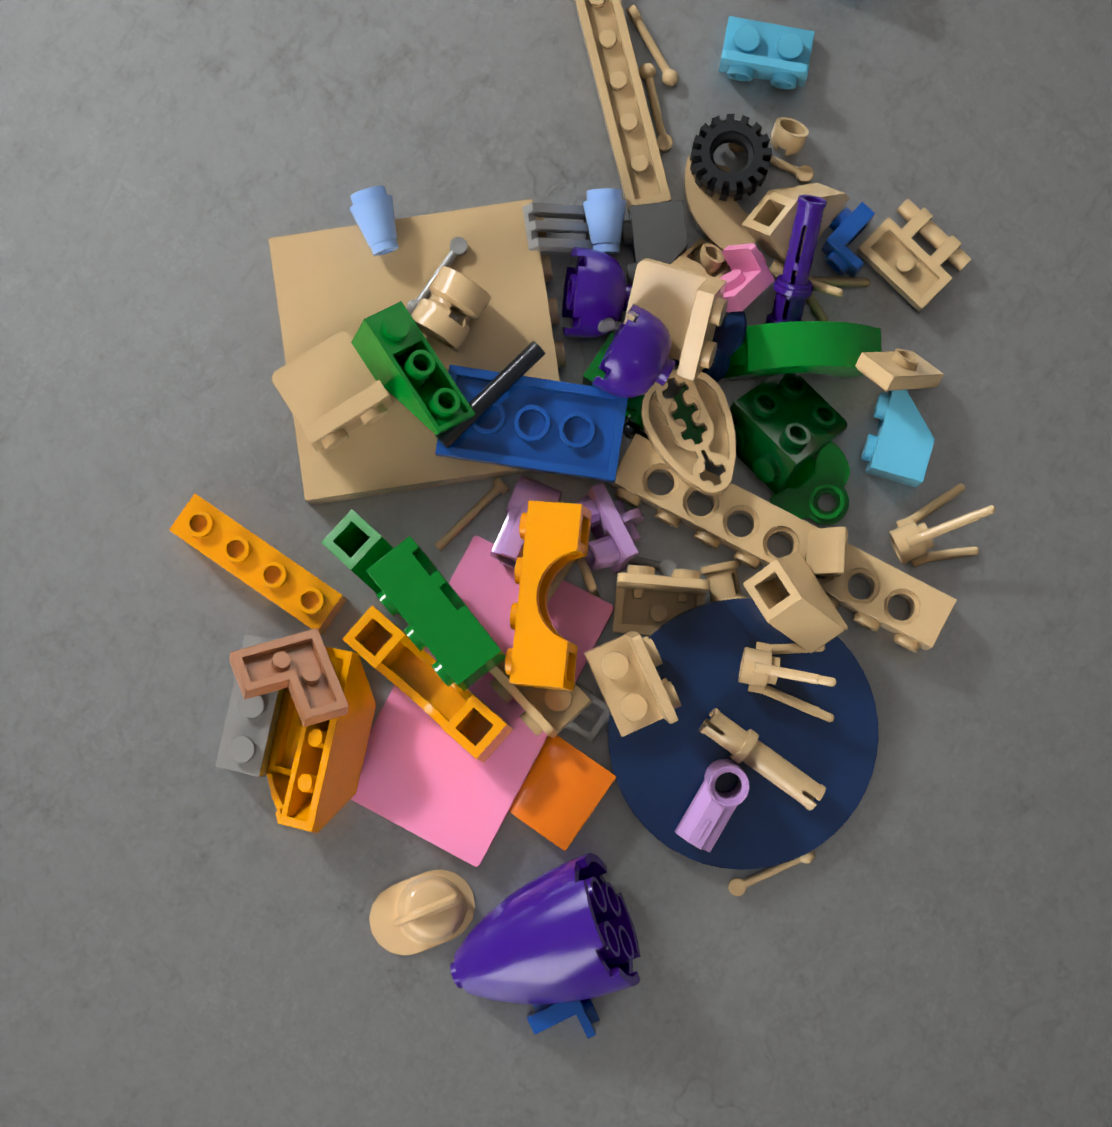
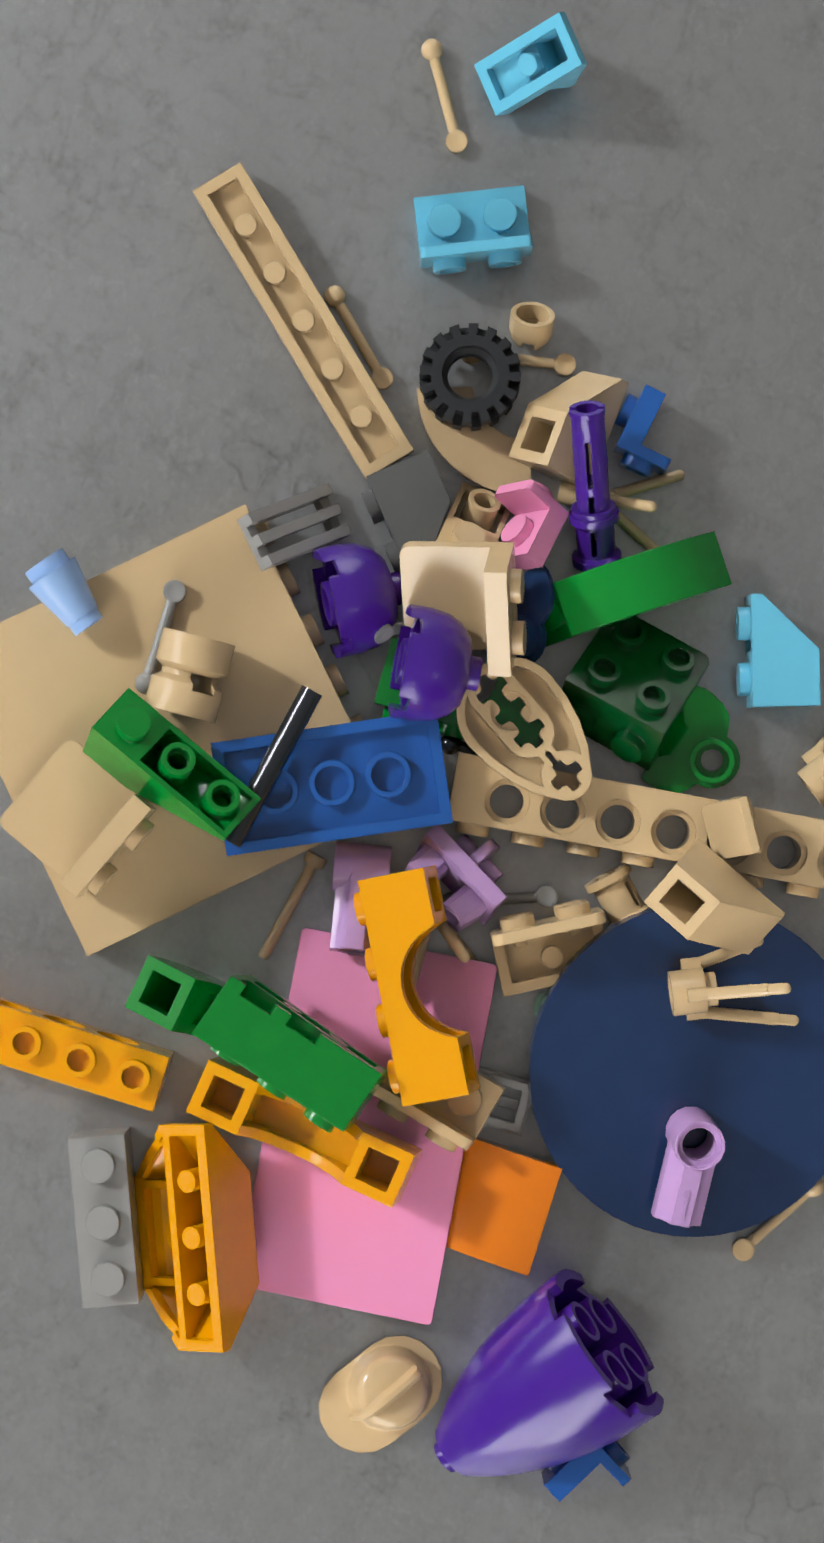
camera: 20 degrees left, 5 degrees up
(296, 664) = (142, 1160): nougat plate -> none
(605, 218) = (341, 501): light blue cone -> none
(631, 682) = (541, 1056): tan bracket -> none
(670, 76) = (364, 294): tan hinge -> none
(747, 748) = (707, 1089): tan pin -> none
(898, 370) = (752, 578): tan plate -> none
(905, 263) = (720, 440): tan plate -> none

